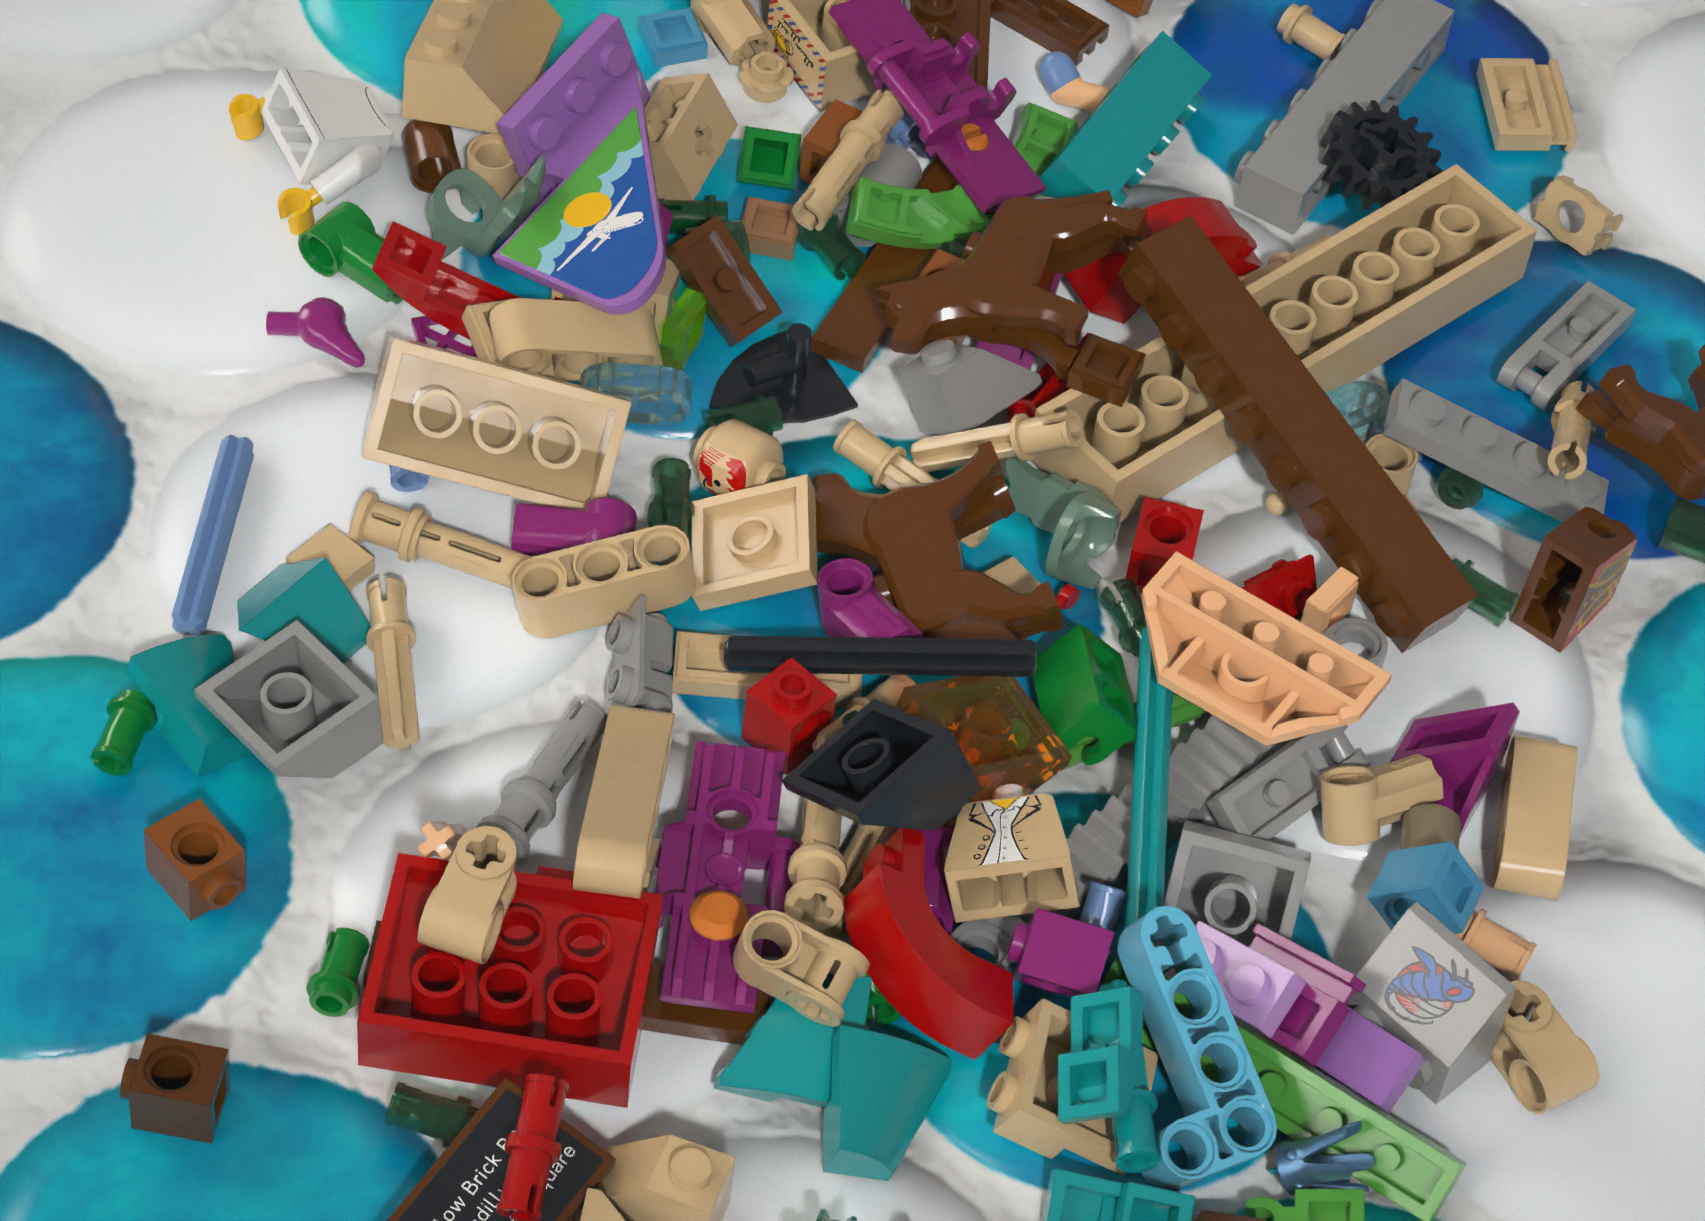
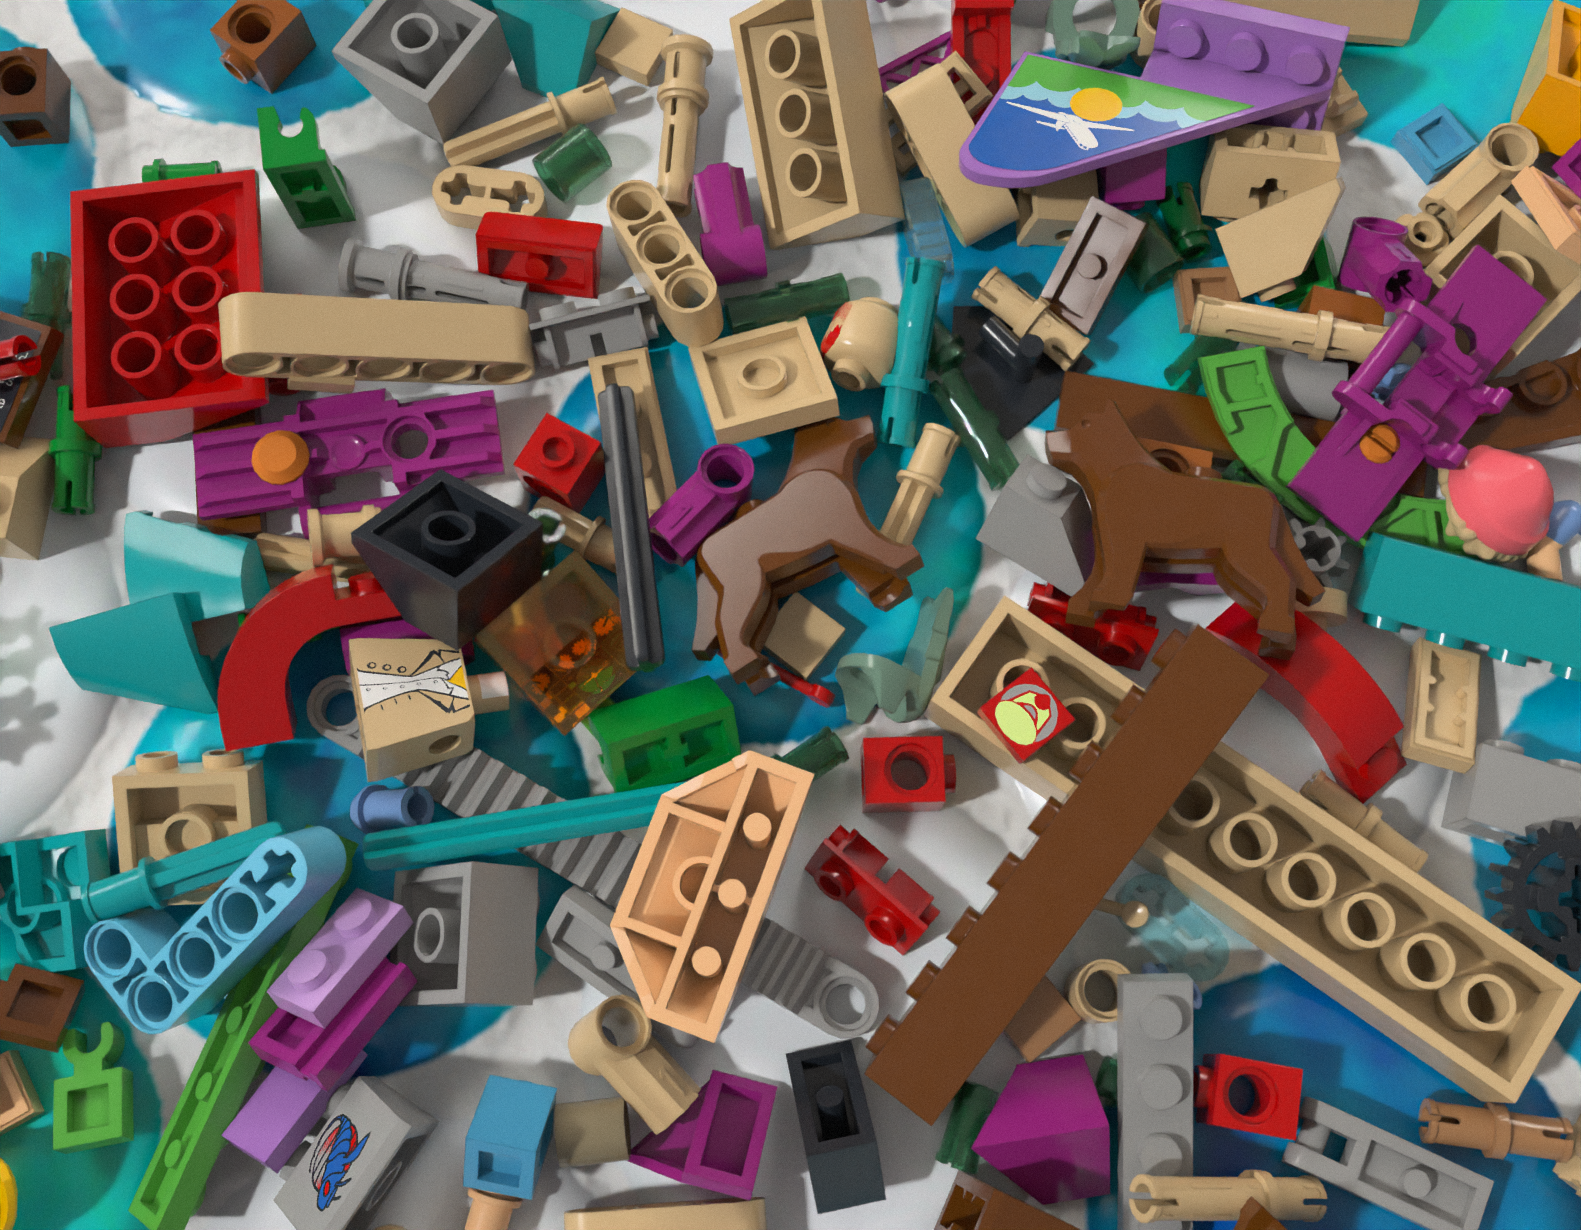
camera: 80 degrees right, 25 degrees up
(388, 826) = (303, 172): none -> green hinge
(440, 839) = (285, 202): light nougat axle -> none
(453, 637) = (572, 162): none -> clear green beam
(472, 896) = (190, 234): tan piece -> none
(473, 725) = (490, 192): none -> tan beam
(545, 684) = (543, 251): none -> red slope
(621, 1121) = (74, 460): none -> green pin
(683, 329) = (1022, 250): clear neon green tile -> none
(730, 403) = (914, 339): none -> teal pin
(748, 344) = (1030, 316): none -> tan pin
(750, 142) = (1279, 241): none -> tan slope
(792, 95) = (1381, 264): none -> magenta piece
(804, 966) = (208, 533): tan piece -> none
(833, 414) = (975, 427): none -> clear green pin
(1019, 438) = (963, 586): tan axle -> none
(1047, 90) = (1497, 503): none -> coral hair
(1059, 953) = (314, 777): magenta brick -> none
(1104, 1055) = (168, 844): teal slope -> none
(1106, 370) = (1078, 652): reddish brown tile -> none
(1153, 417) = (1025, 715): none -> tile
(1177, 179) = (1441, 706): none -> tan plate
(1304, 1168) = (156, 1069): flat silver piece -> none
(1331, 601) = (880, 963): light nougat tile -> none
(1461, 670) = (836, 1127): none -> black slope
(1490, 527) = (1050, 1132): none -> magenta slope
(1497, 391) = (1275, 1101): none -> red brick
(1548, 273) = (1495, 1130): none -> medium nougat pin

